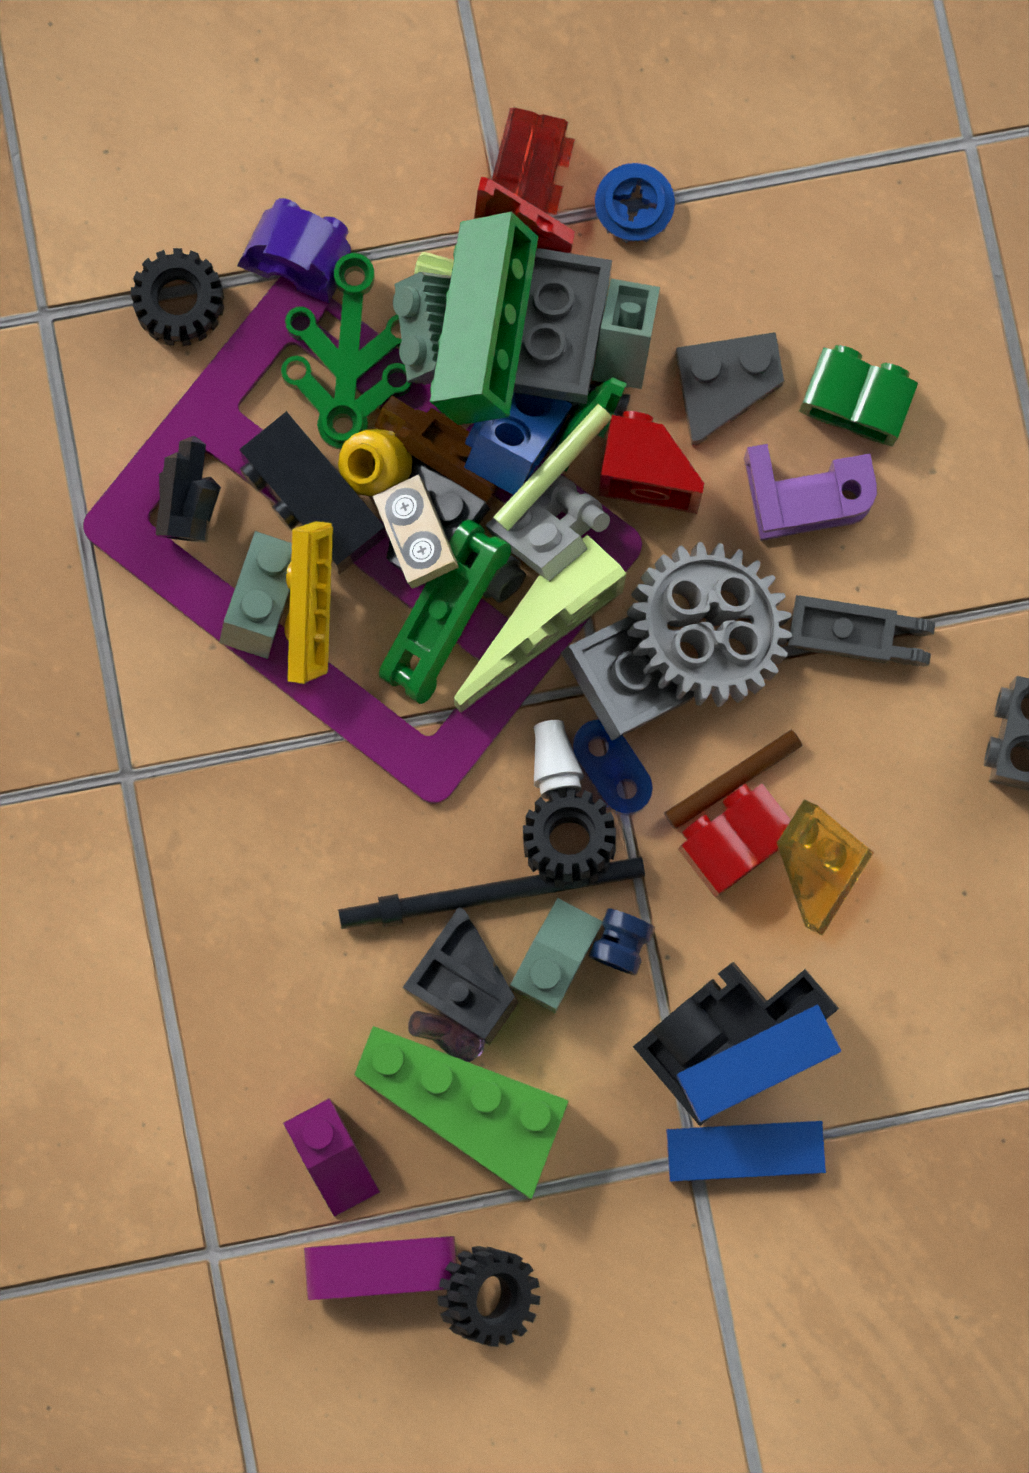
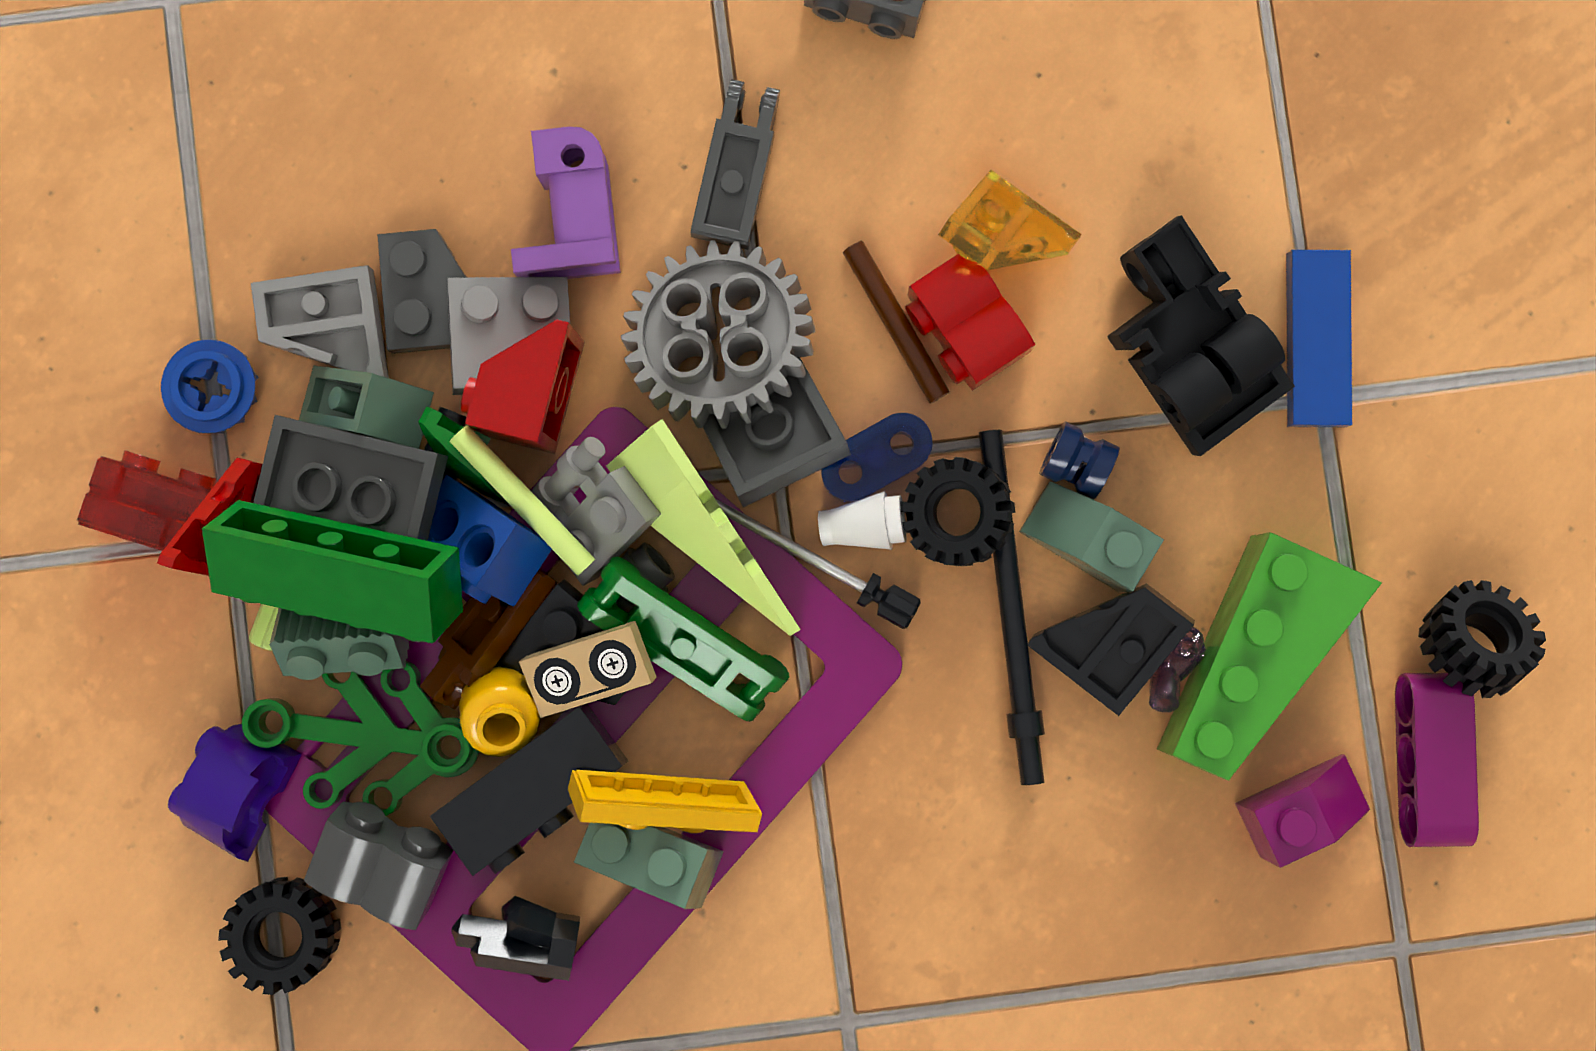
camera: 85 degrees left, 5 degrees up
(243, 373) = (378, 864): none -> dark grey brick
(486, 790) = (893, 604): none -> piece
(699, 294) = (324, 318): none -> light grey wing
(711, 438) = (495, 314): none -> light grey wing
(758, 1063) = (1245, 308): blue tile -> none
(859, 395) = (460, 142): green brick -> none

